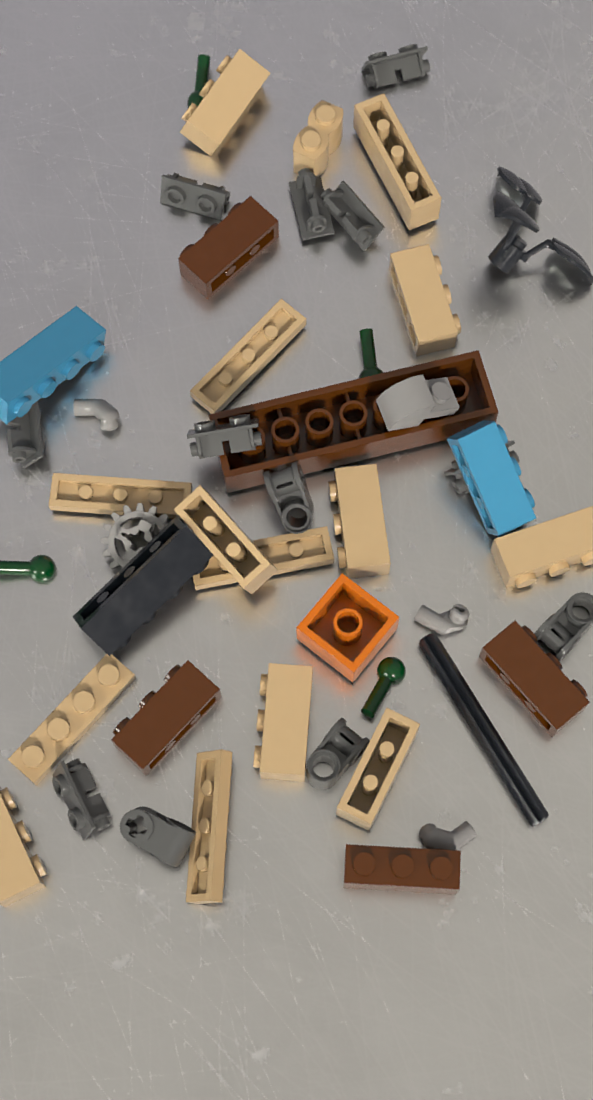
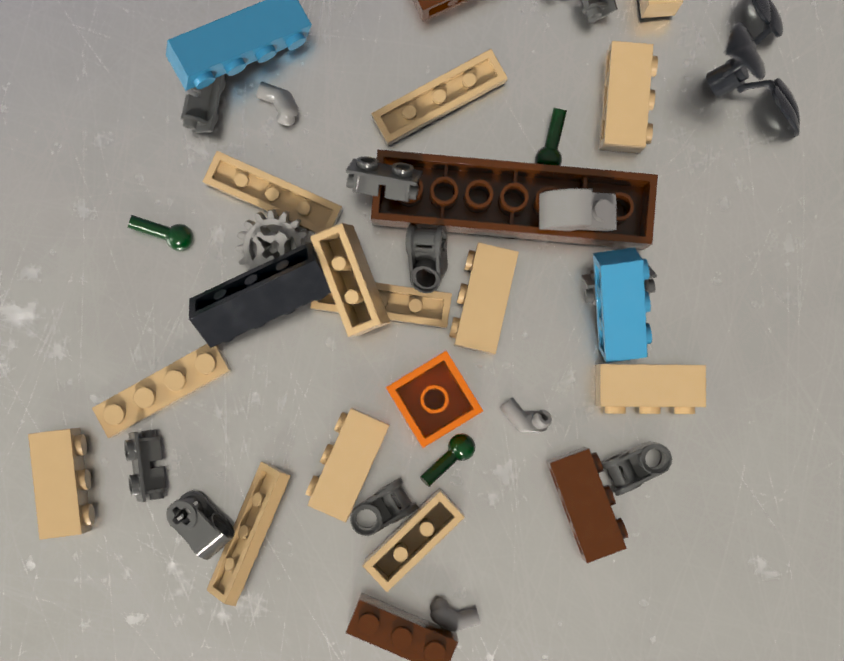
camera: 20 degrees right, 15 degrees up
(165, 716) = (242, 420): reddish brown brick -> none
(483, 730) = (523, 530): black axle -> none

